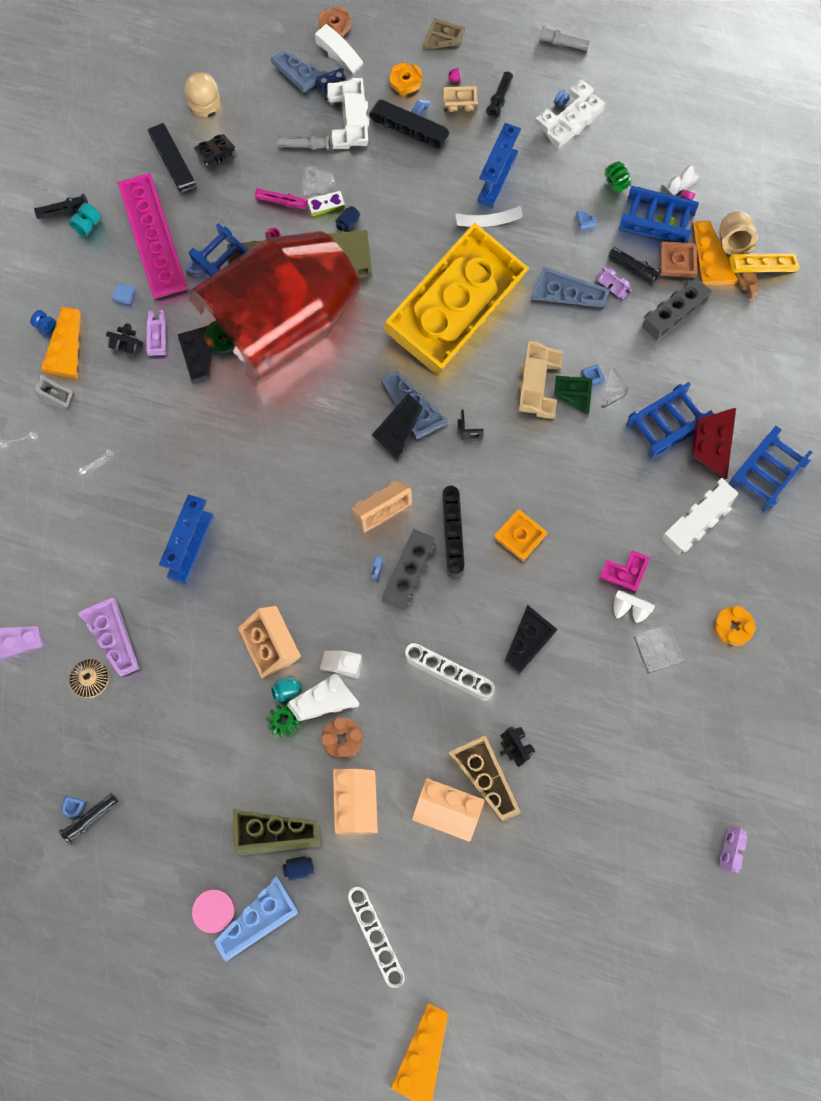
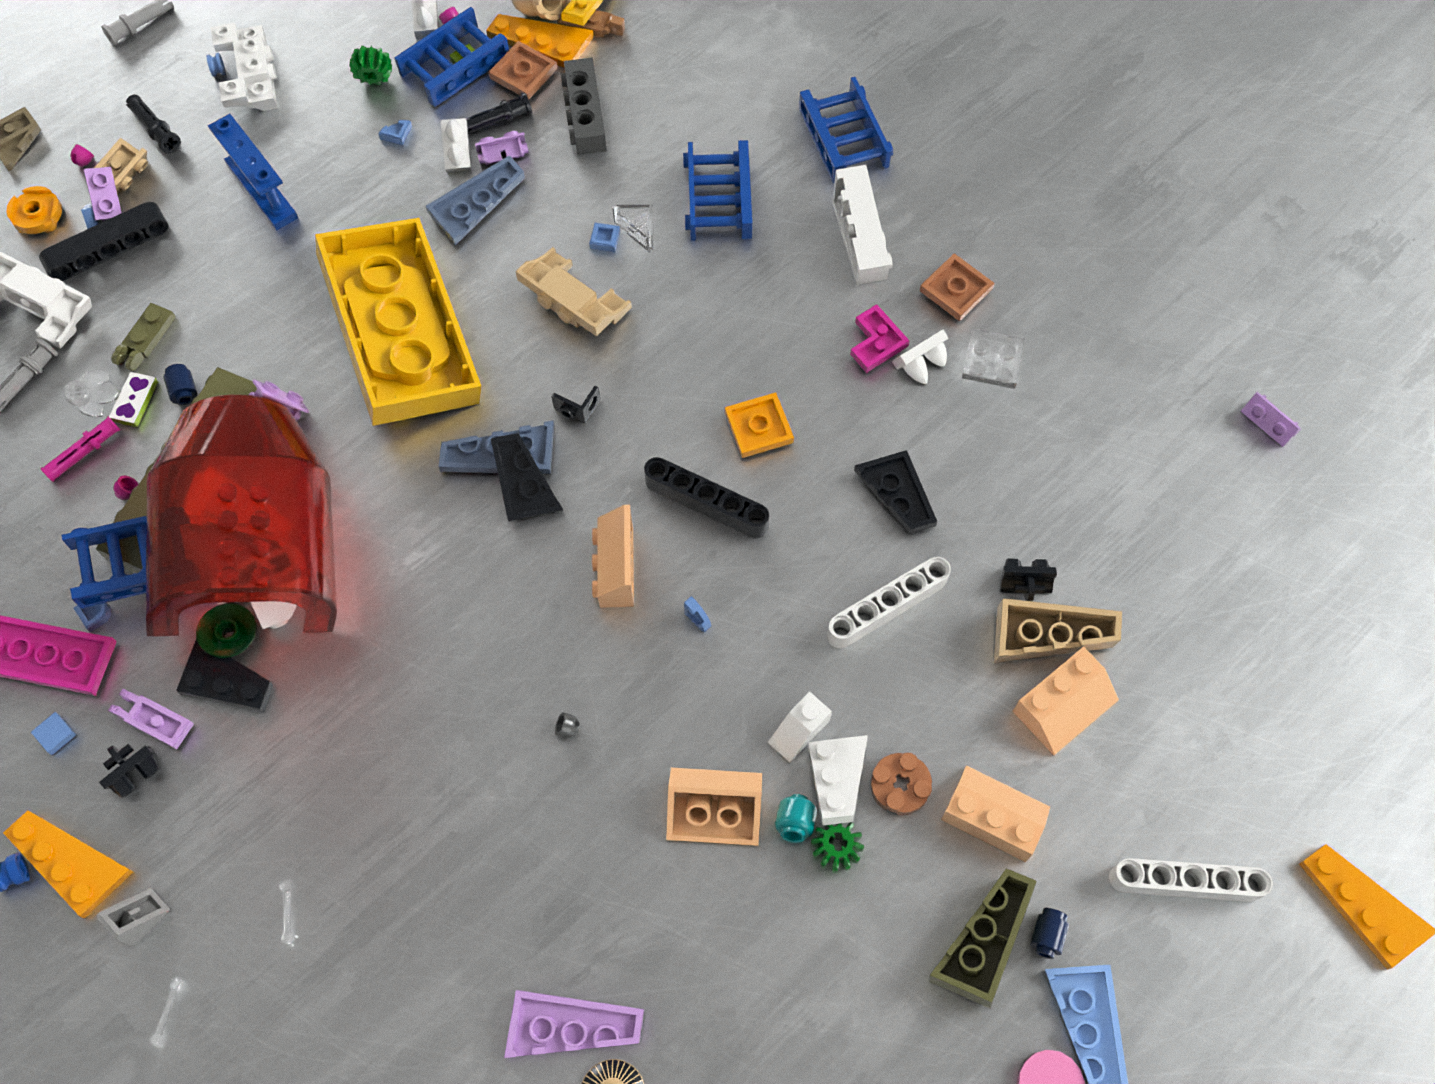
camera: 60 degrees left, 5 degrees down
(186, 539) = (501, 833): blue fence -> none
(269, 537) = (566, 725): none -> dark grey hinge
(365, 182) = (143, 337): none -> olive hinge
(369, 278) = (290, 400): none -> lavender hinge
(417, 542) = (743, 613): dark grey brick -> none
(434, 102) = (102, 193): none -> lavender hinge
(491, 219) = (315, 225): white sticker -> none
(574, 391) = (613, 265): dark green wing -> none
(597, 256) = (456, 145): none -> white tile
(698, 600) = (956, 287): none -> nougat plate
(714, 441) = (778, 160): dark red wing -> none
(732, 636) = (1014, 258): light orange plate -> none

